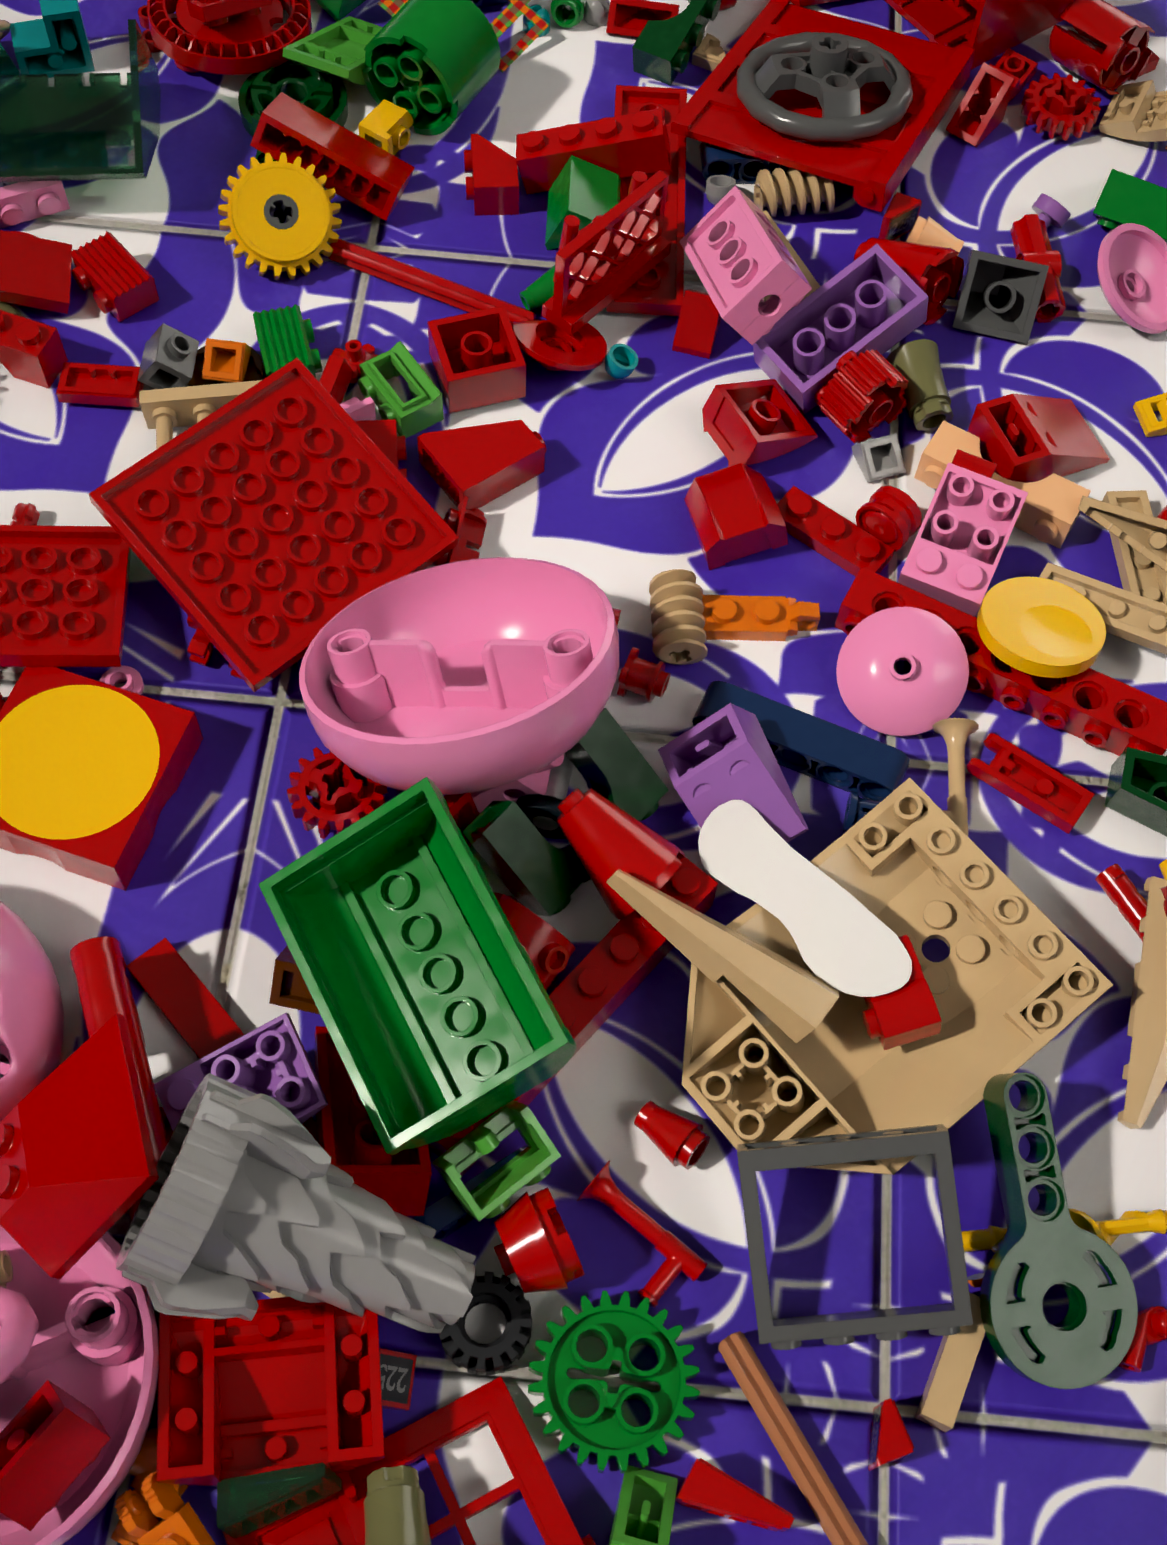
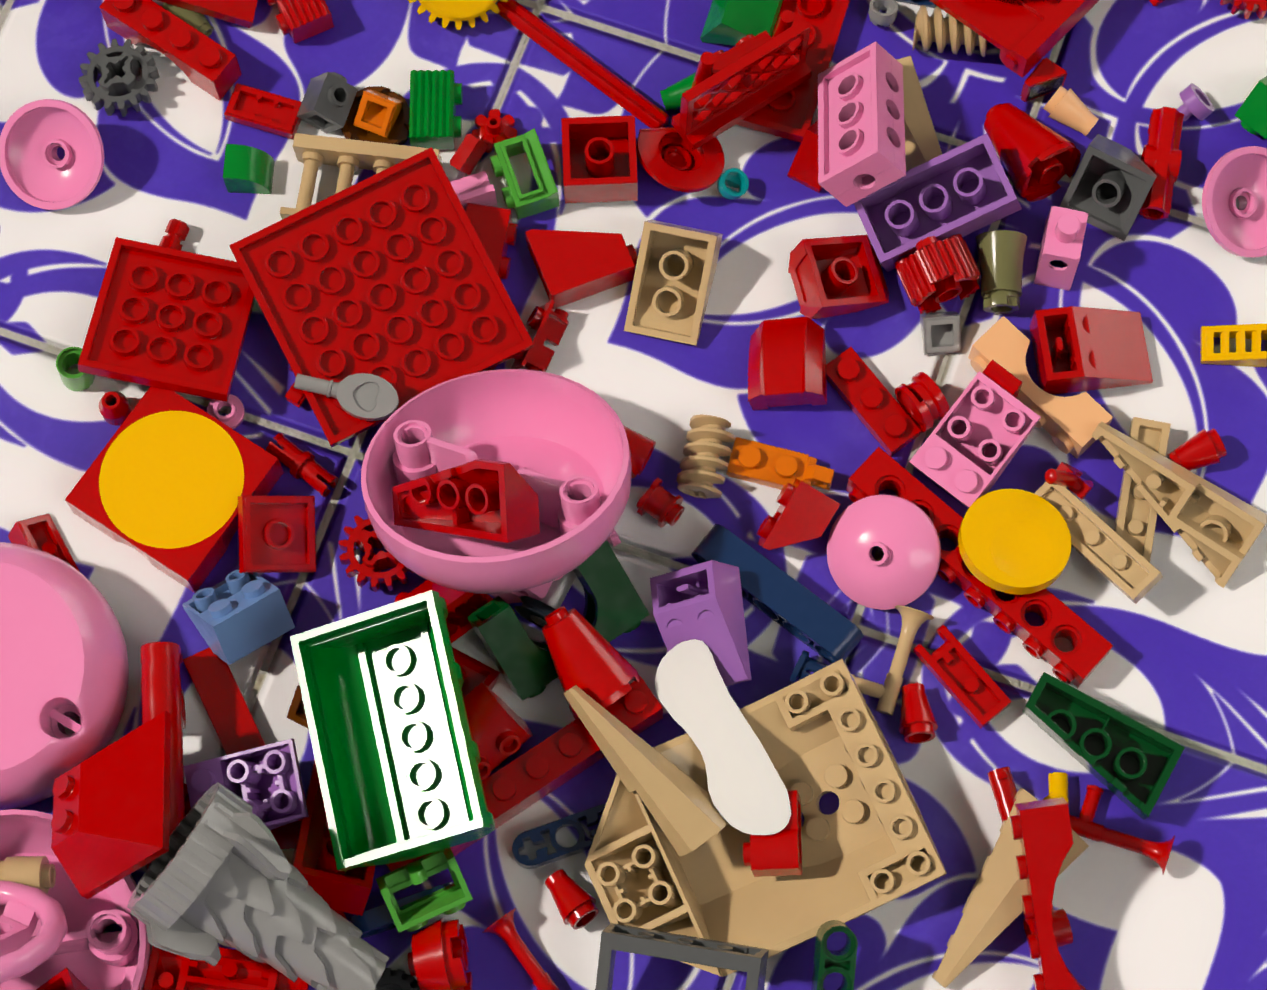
camera: 20 degrees right, 10 degrees up
(93, 442) = (247, 170): none -> green brick
(185, 896) = (239, 615): none -> medium blue slope
(210, 797) = (276, 534): none -> red tile
(226, 723) = (302, 464): none -> red pin
(274, 621) = (358, 394): none -> light grey piece
(447, 679) = (470, 500): none -> red wedge
(587, 457) = (672, 281): none -> tan slope
(609, 1072) = (535, 835): none -> dark blue beam
(800, 652) = (800, 517): none -> red slope
(976, 338) = (1060, 241): none -> bright pink torso
(996, 833) = (916, 717): none -> red cone
(1065, 558) = (1069, 477): none -> red bar

